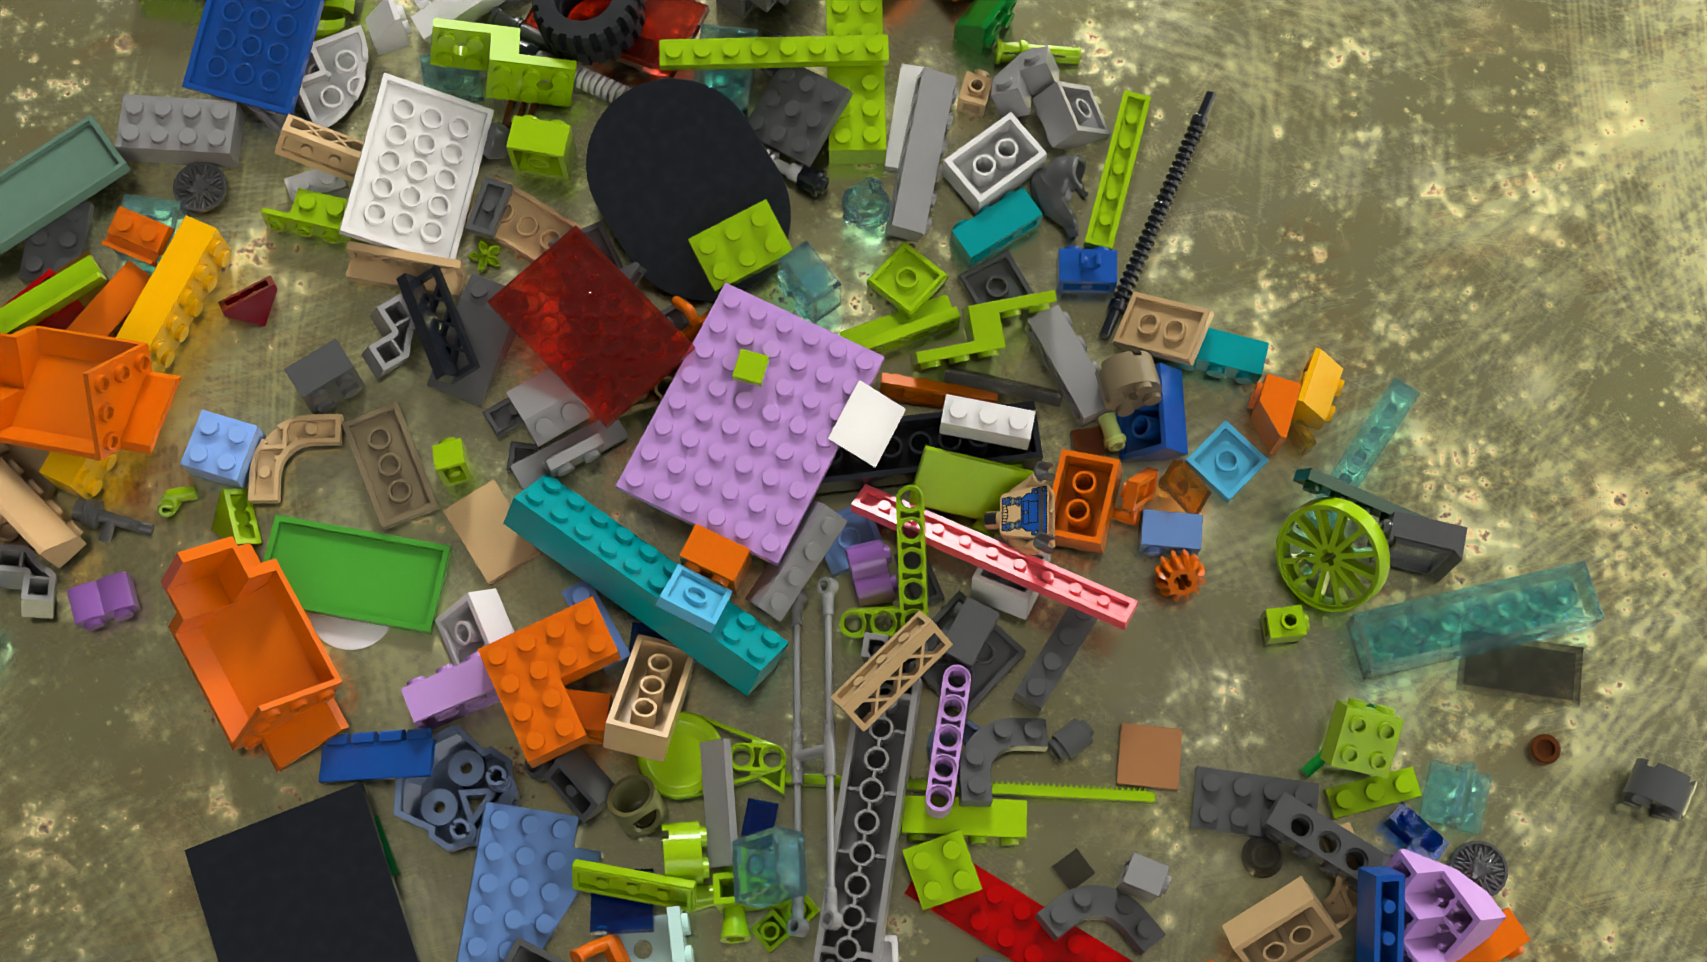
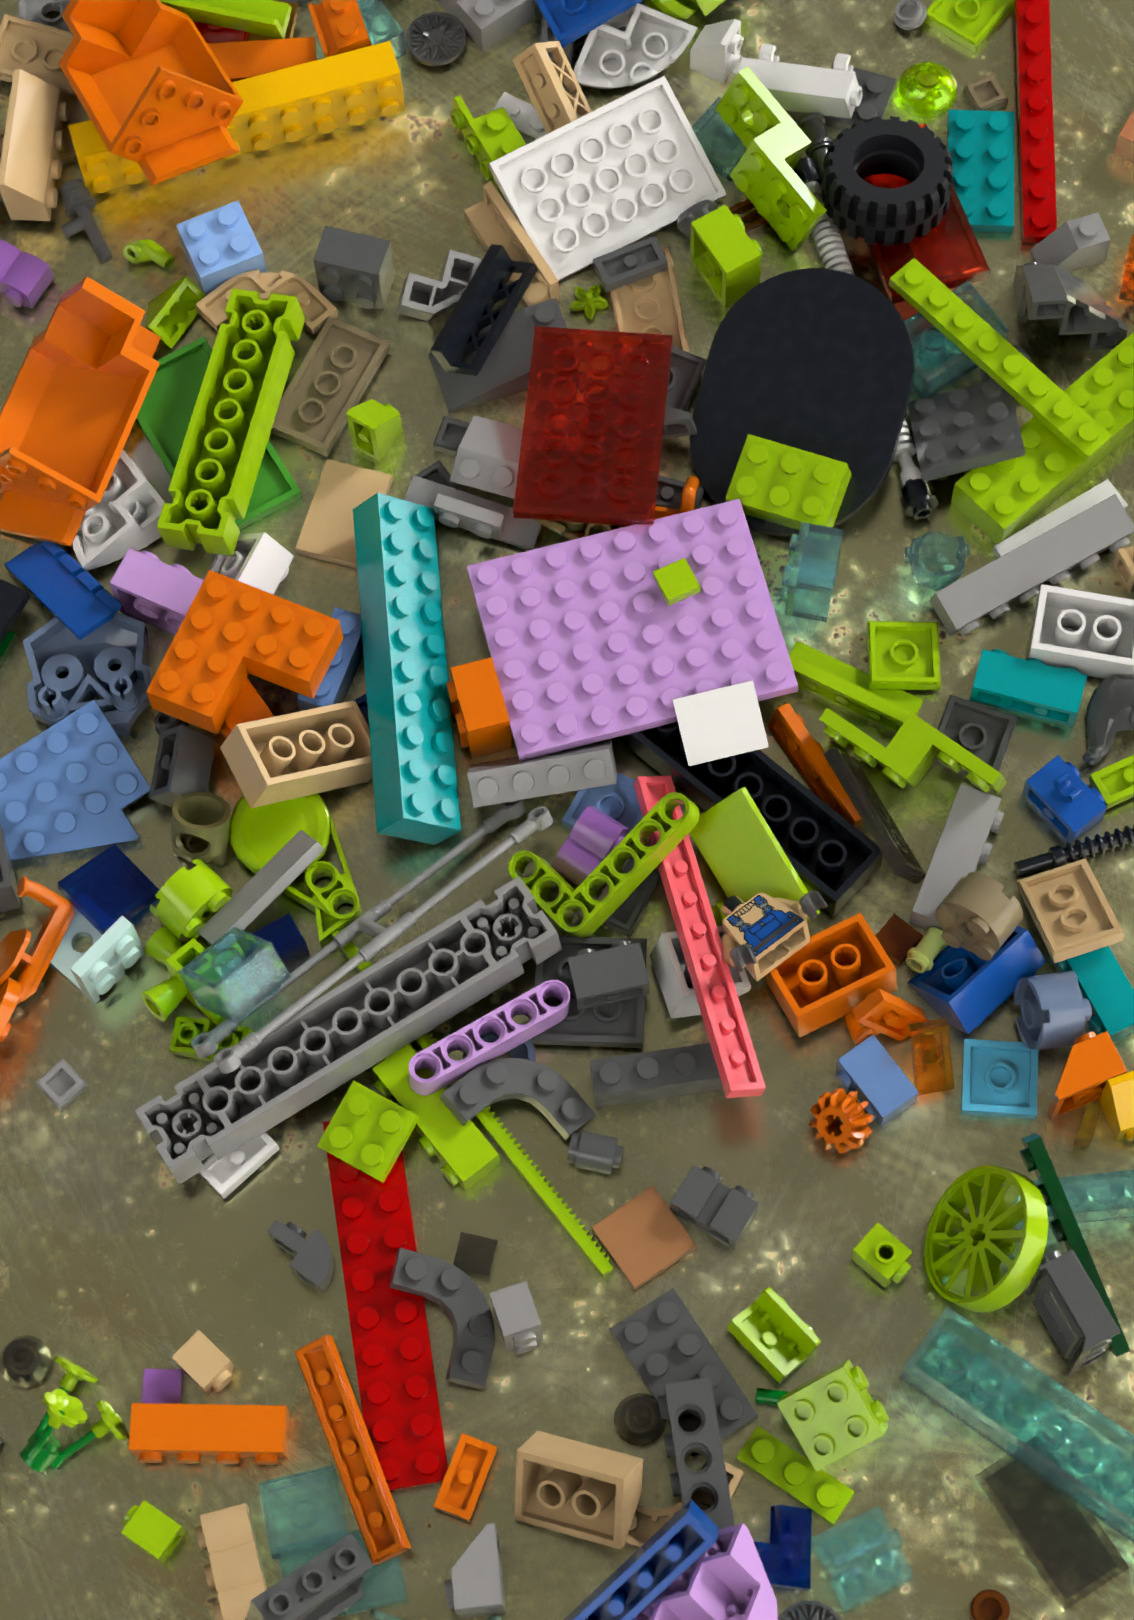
camera: 55 degrees right, 5 degrees down
(251, 303) = (369, 162): dark red slope -> none
(364, 547) = (231, 422): none -> lime brick
(366, 677) = (121, 520): none -> white brick
(633, 885) = (127, 882): lime tile -> none
(694, 598) = (421, 711): medium azure tile -> none
(885, 663) = (500, 912): tan fence -> none
(987, 422) = (818, 821): white brick -> none
(1167, 697) = (713, 1206): none -> dark grey brick
(1218, 394) = (1051, 1010): none -> sand blue brick
(1278, 730) = (774, 1335): none -> lime bracket

